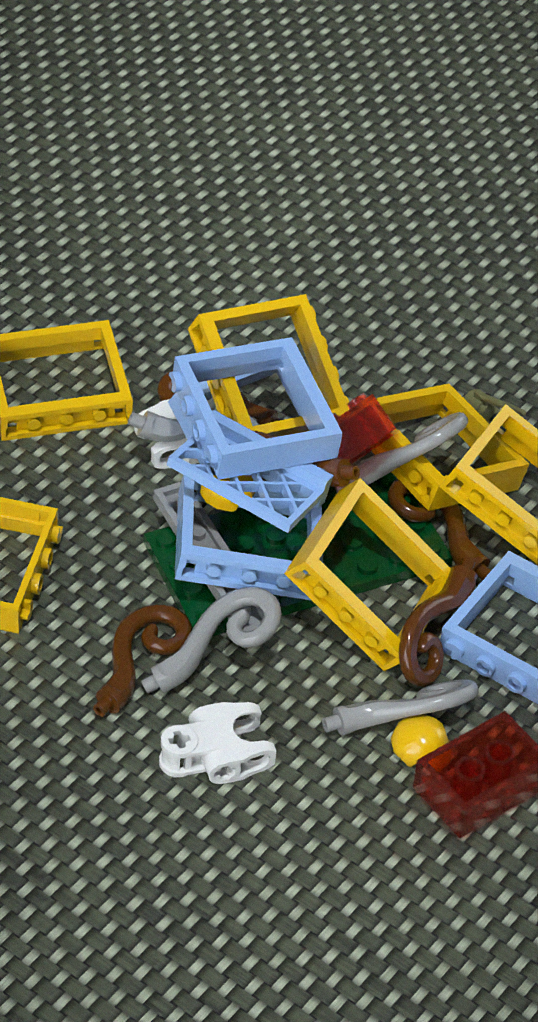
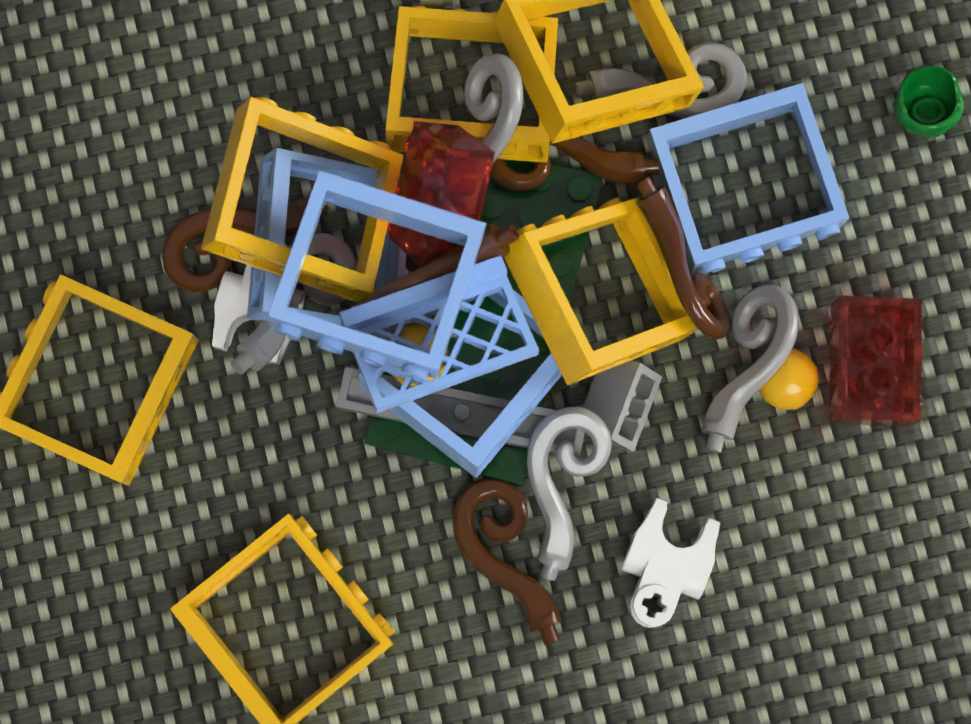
camera: 50 degrees left, 35 degrees up
(306, 653) = (623, 401): none -> light grey brick

